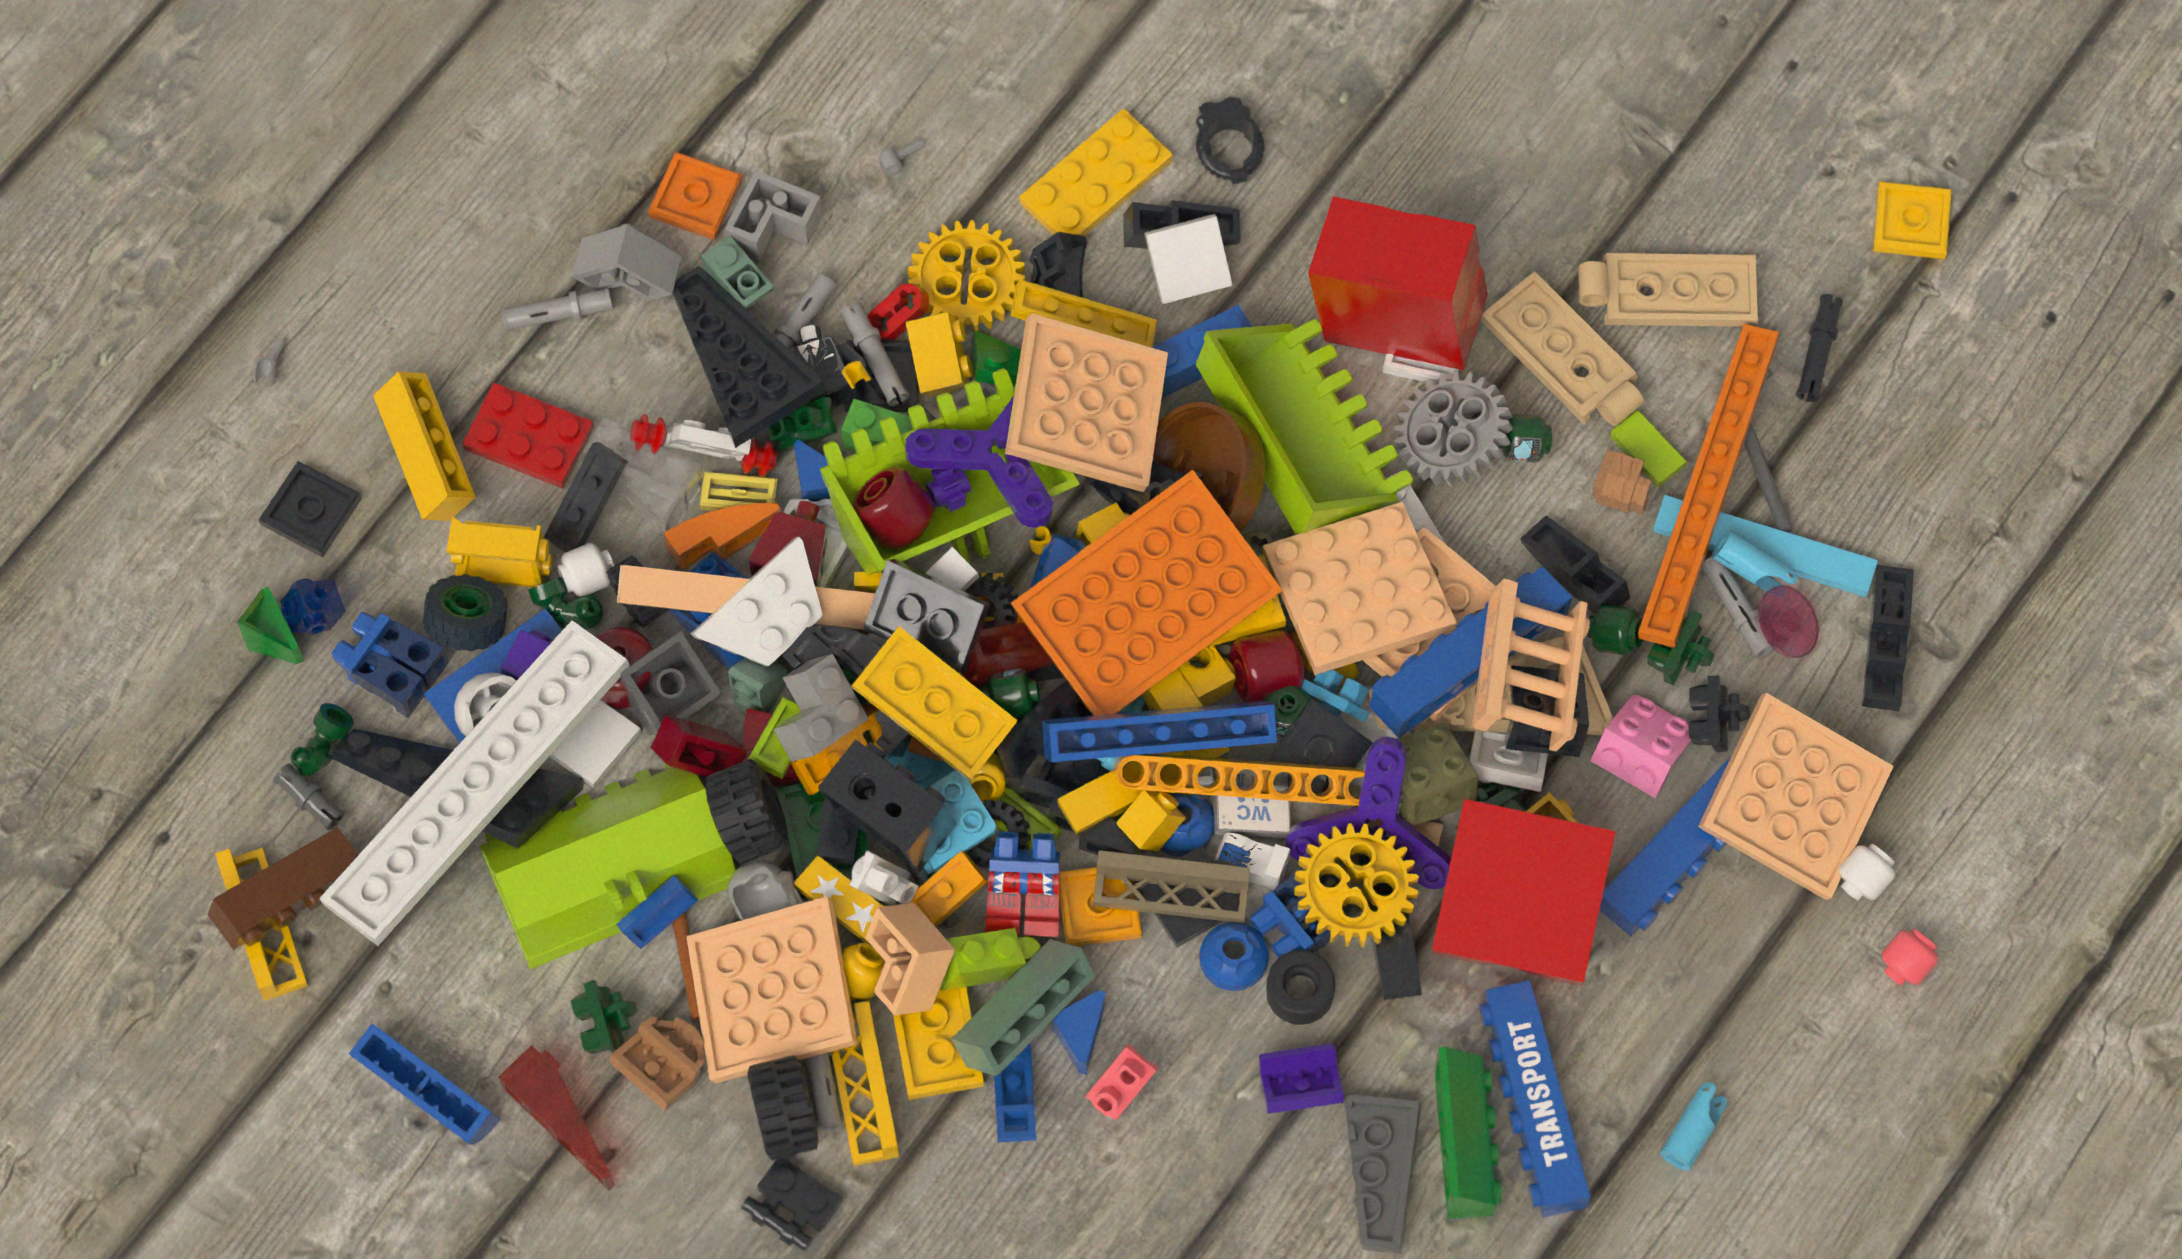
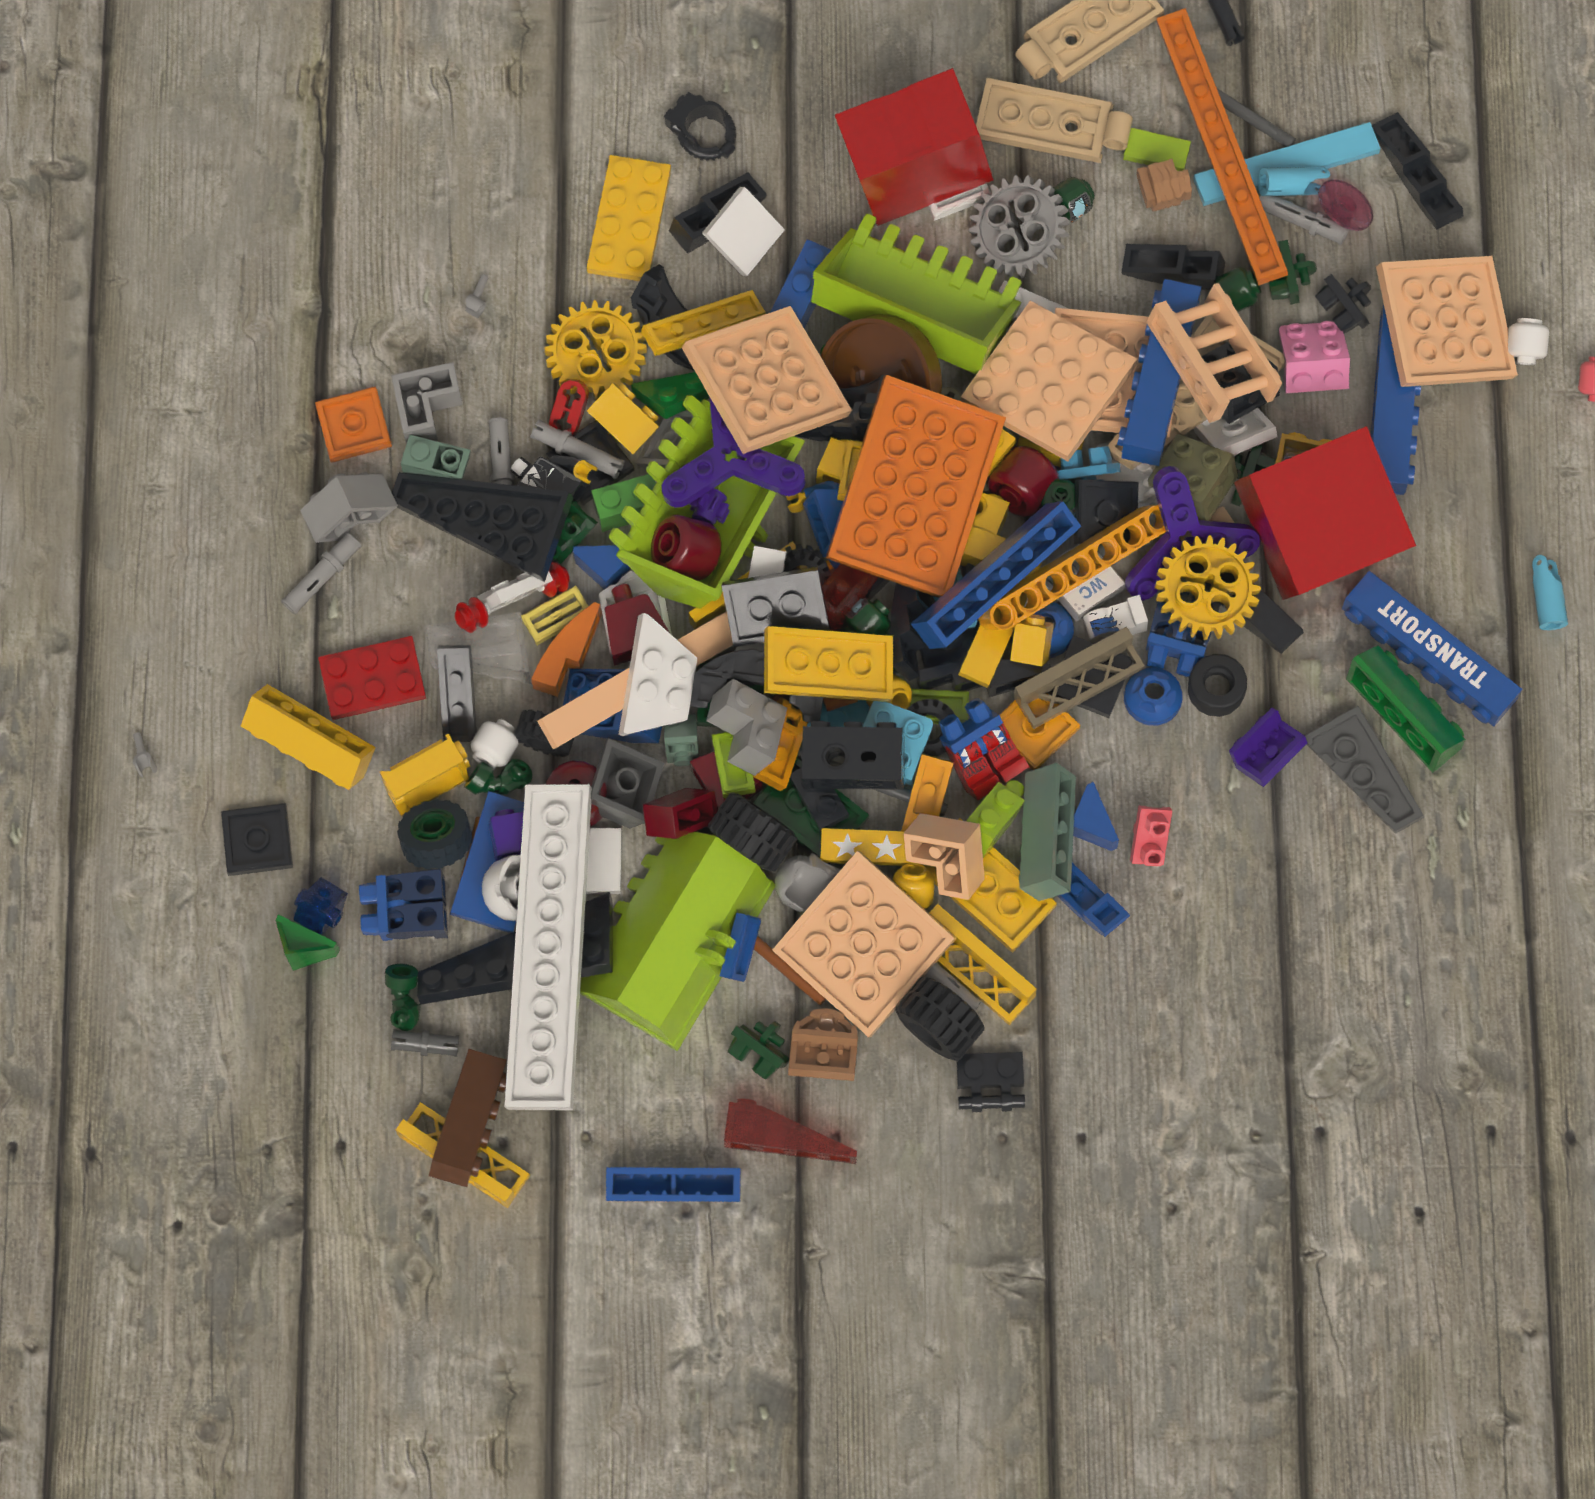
camera: 35 degrees left, 5 degrees up
(882, 880) = (880, 813): white hips -> none

